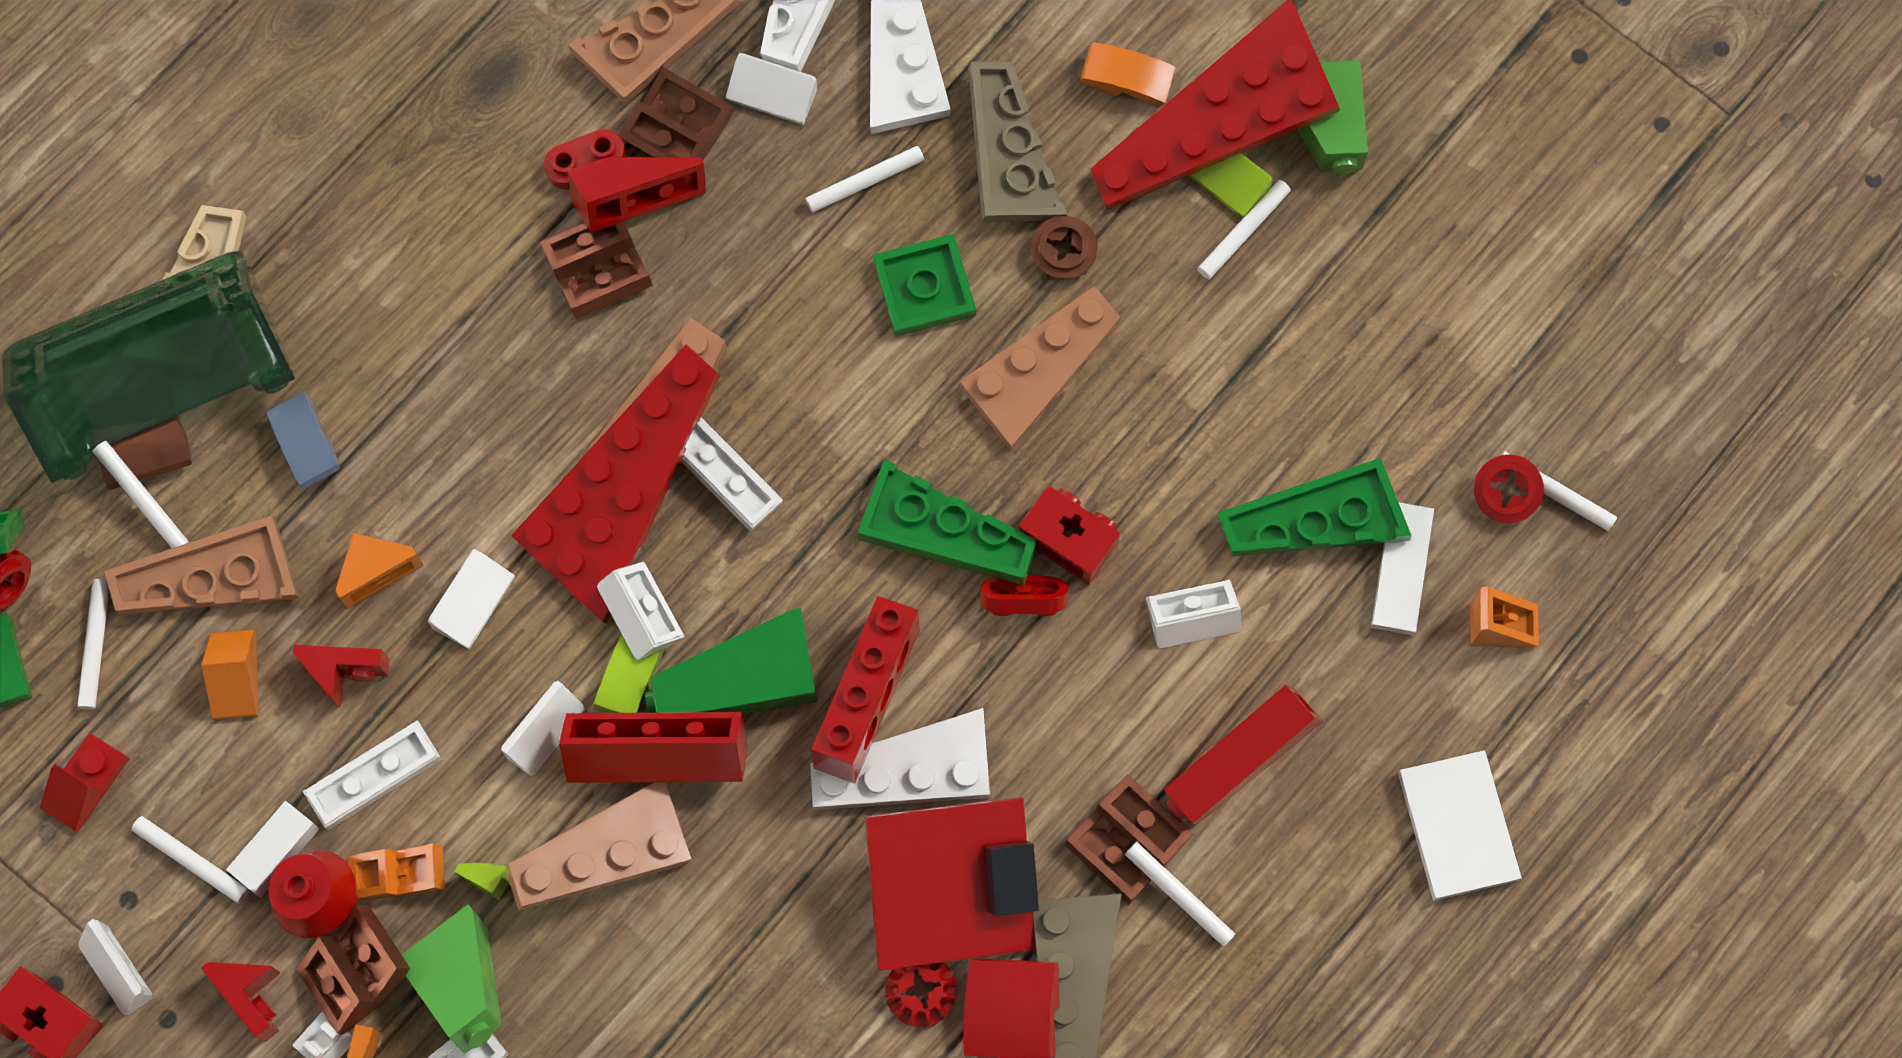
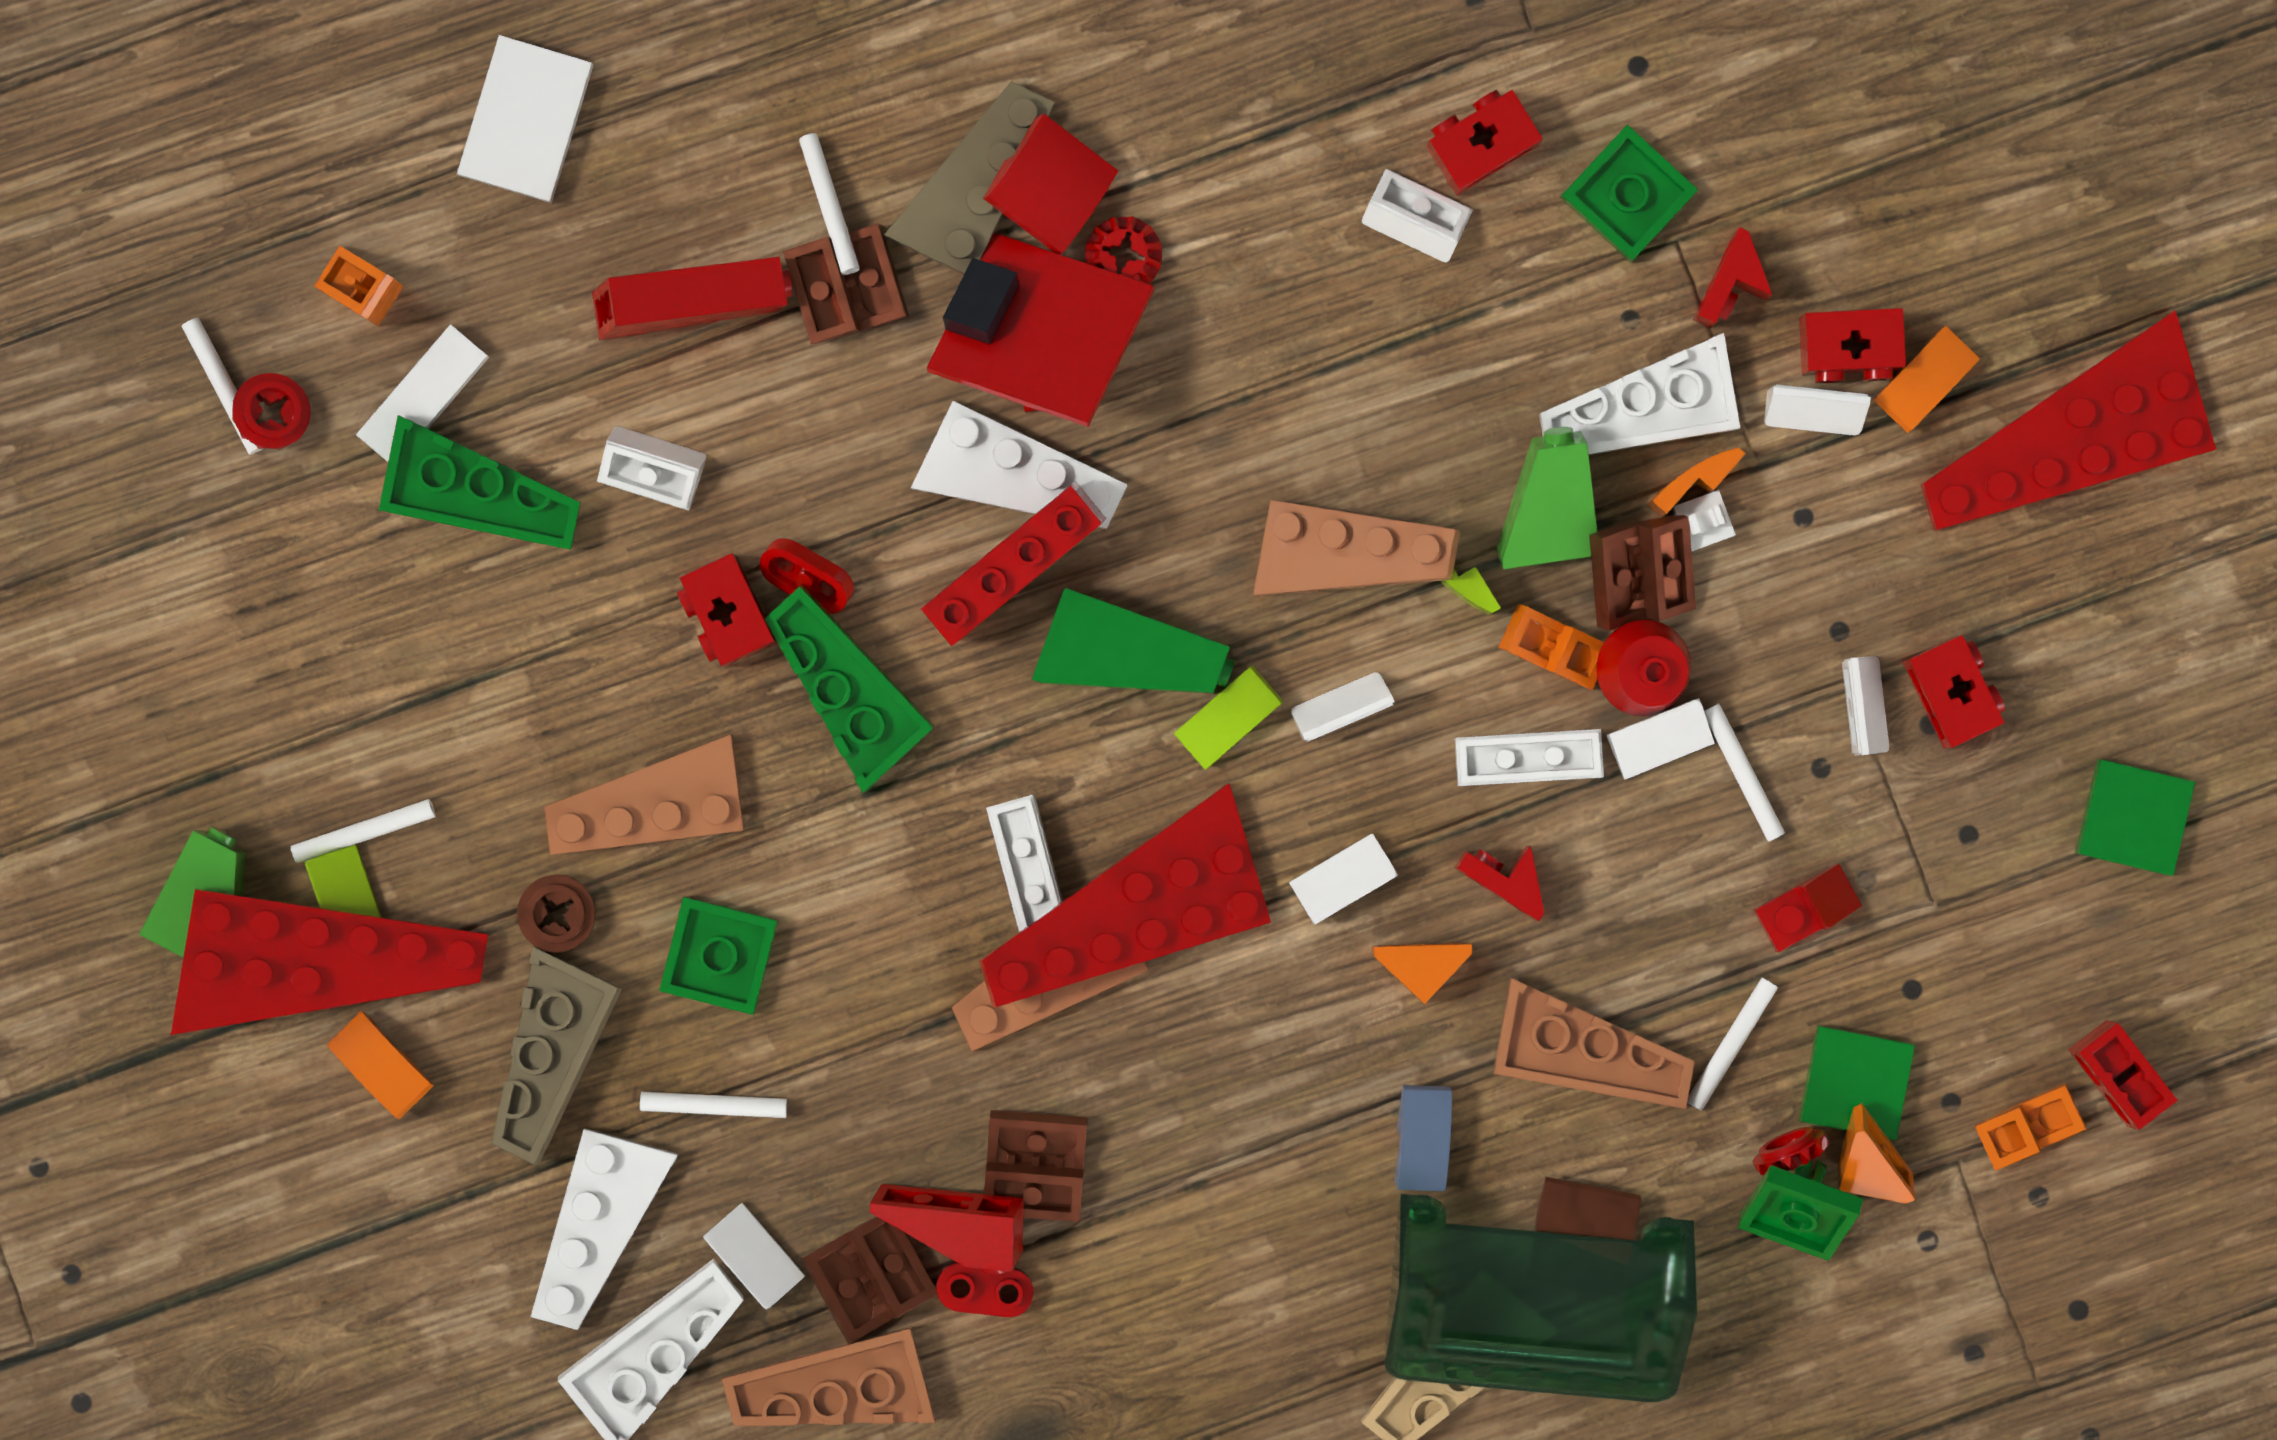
camera: 150 degrees left, 15 degrees up
(139, 495) = (1613, 1167): white bar -> none
(231, 674) = (1612, 937): orange slope -> none
(238, 986) = (1759, 621): red slope -> none
(639, 610) = (1187, 768): white slope -> none
(653, 747) = (1248, 621): red brick -> none

